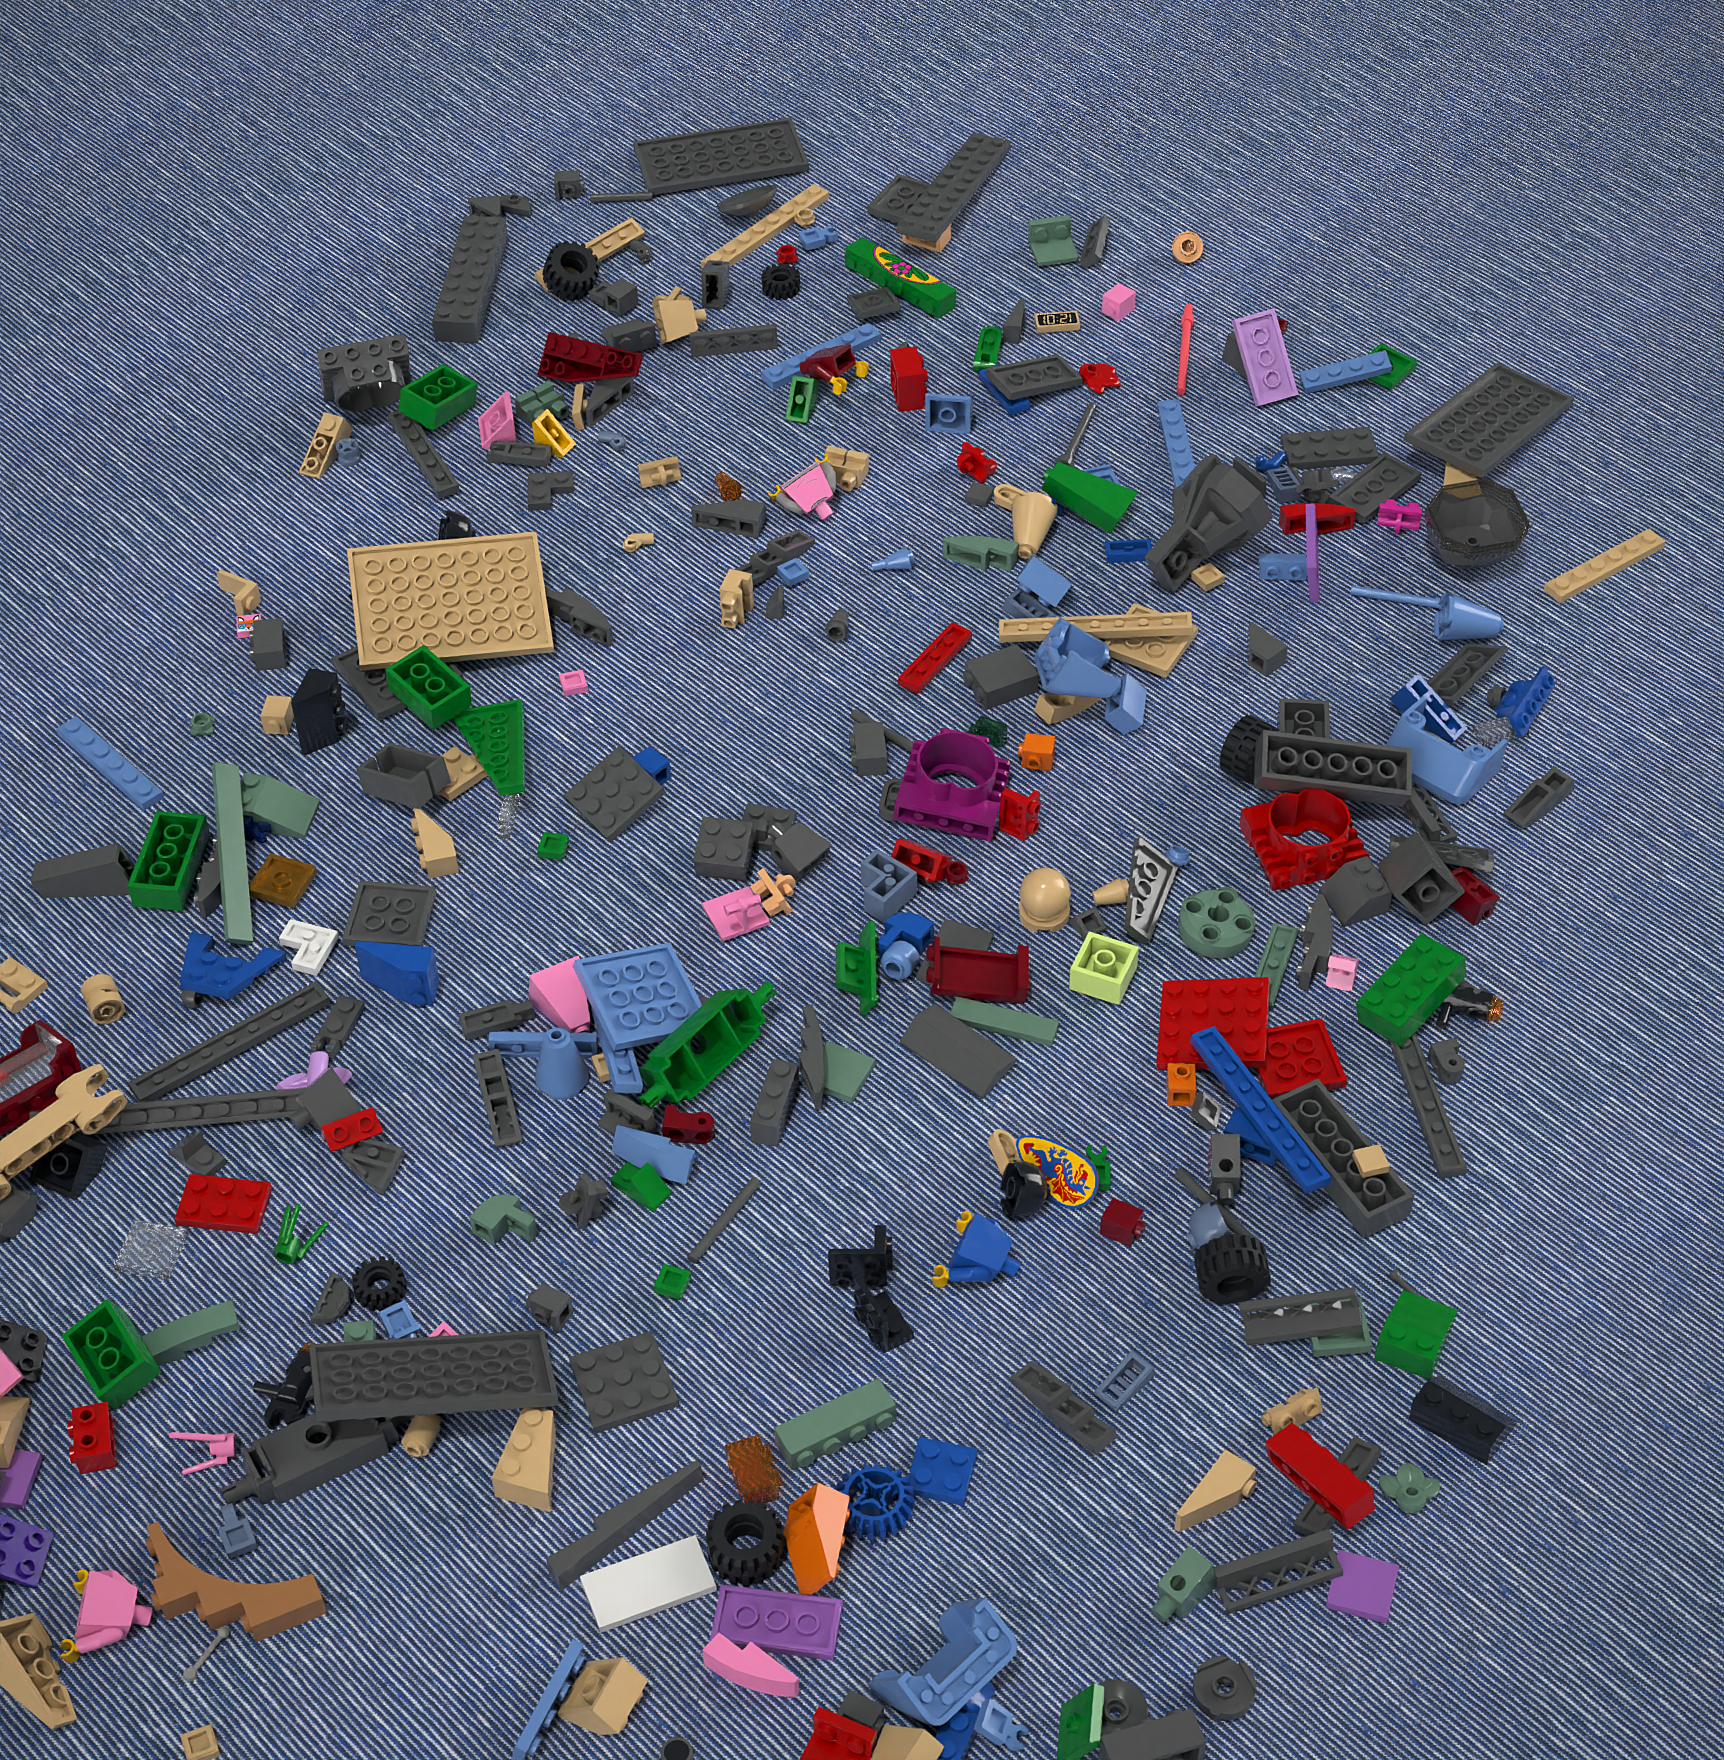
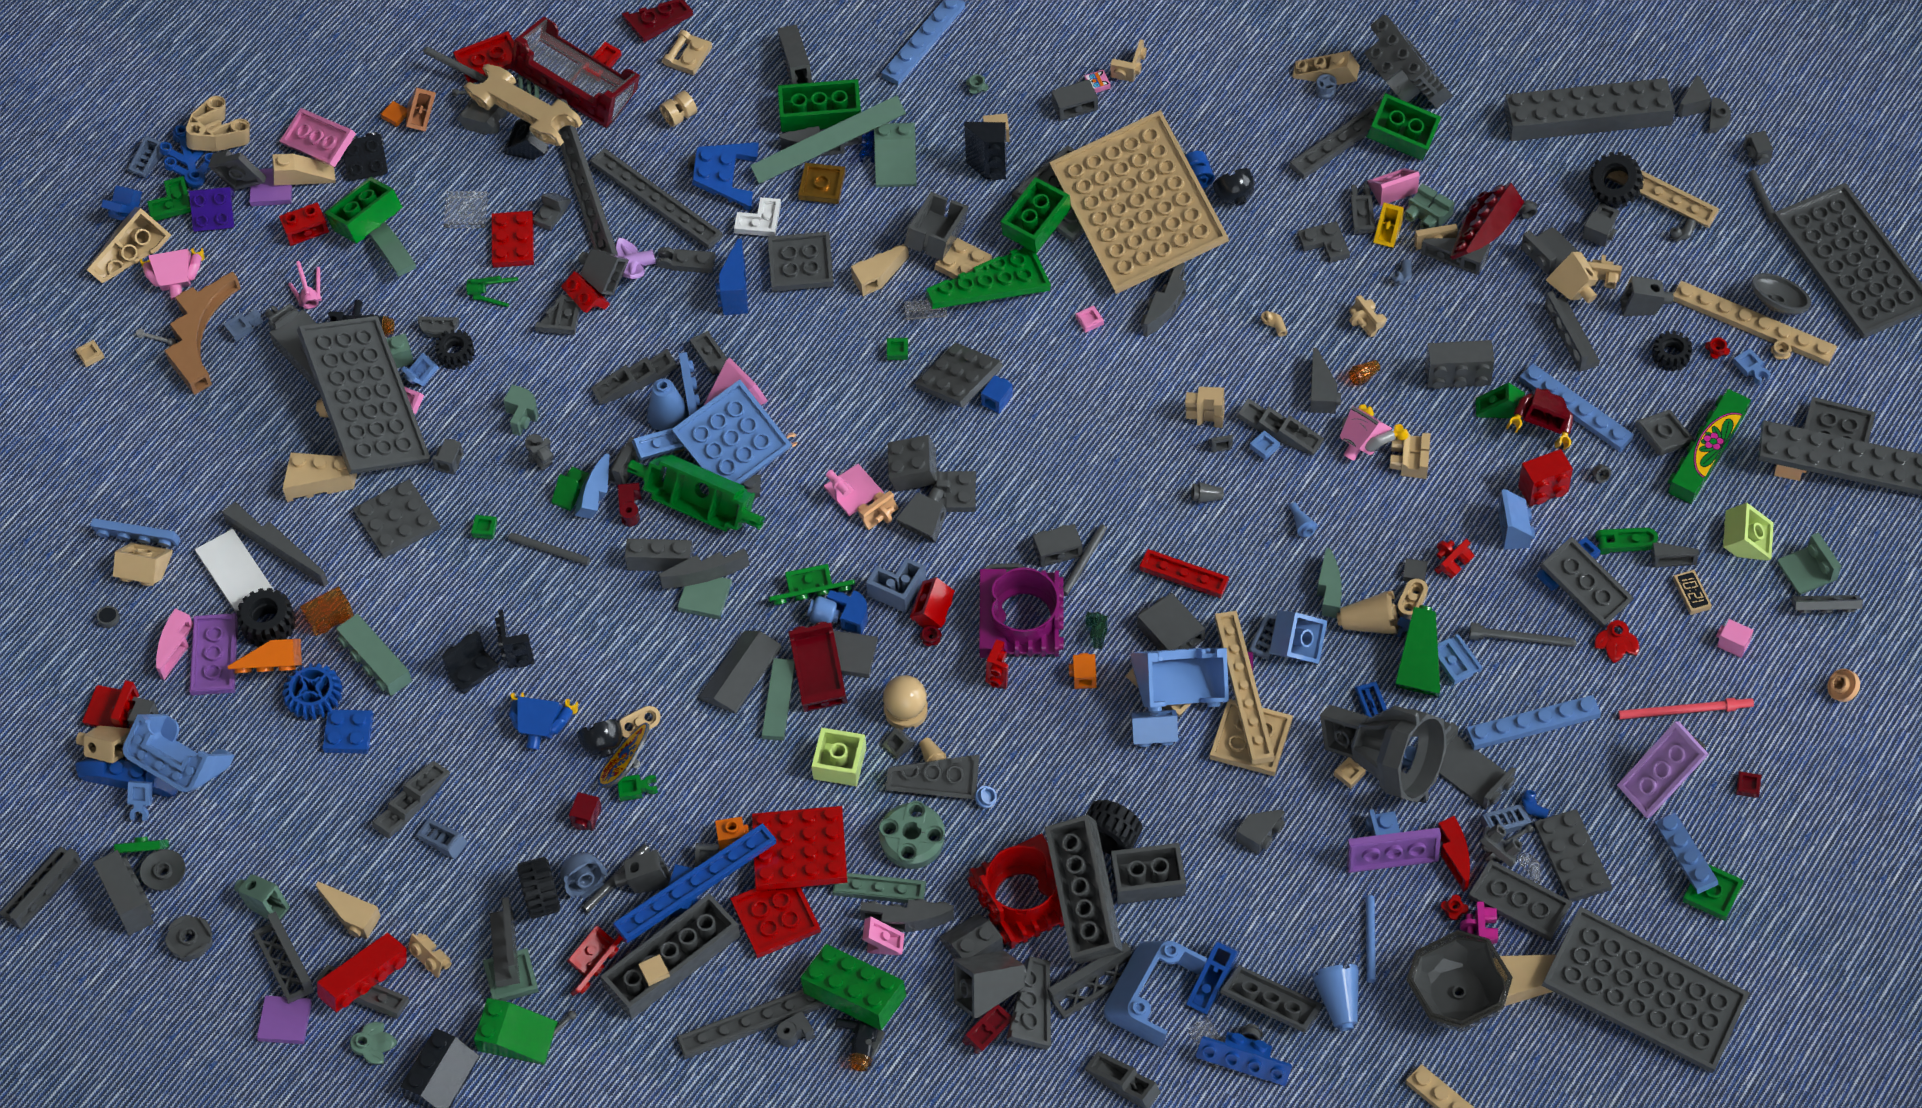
camera: 80 degrees right, 10 degrees up
(751, 411) = (1459, 364): none -> dark grey brick
(1004, 272) = (1748, 533): none -> yellowish green slope
(1323, 1233) = (590, 956): none -> red bracket
(1374, 533) = (1453, 913): none -> red plate

